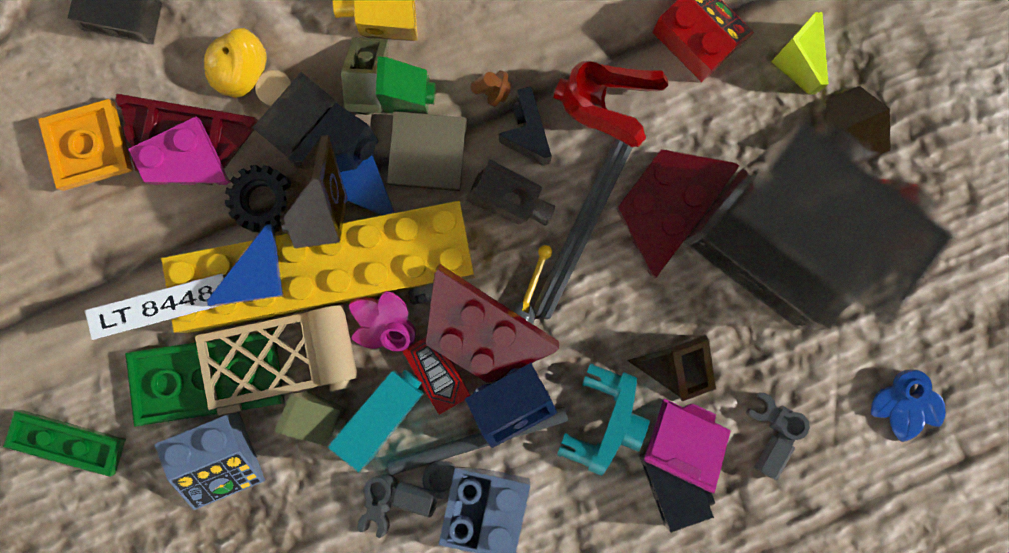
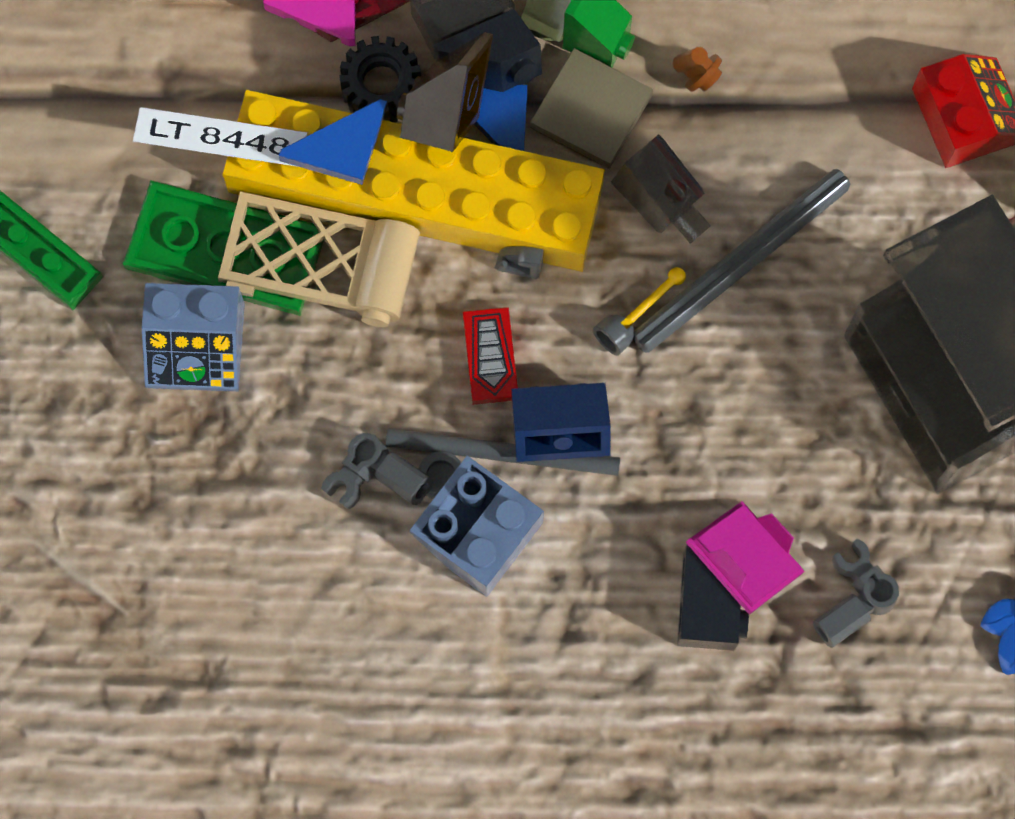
camera: 25 degrees right, 10 degrees down
(311, 418) = (330, 335): olive slope -> none
(377, 419) = (403, 369): teal slope -> none
(382, 322) = (453, 263): dark pink plate -> none
(481, 331) = (563, 322): dark red wing -> none
(530, 138) = (715, 139): black slope -> none
(588, 88) = (804, 115): red piece -> none
(623, 428) = (675, 505): teal connector -> none
(671, 202) = (830, 282): dark red wing -> none
(681, 367) = (776, 467): dark brown slope -> none

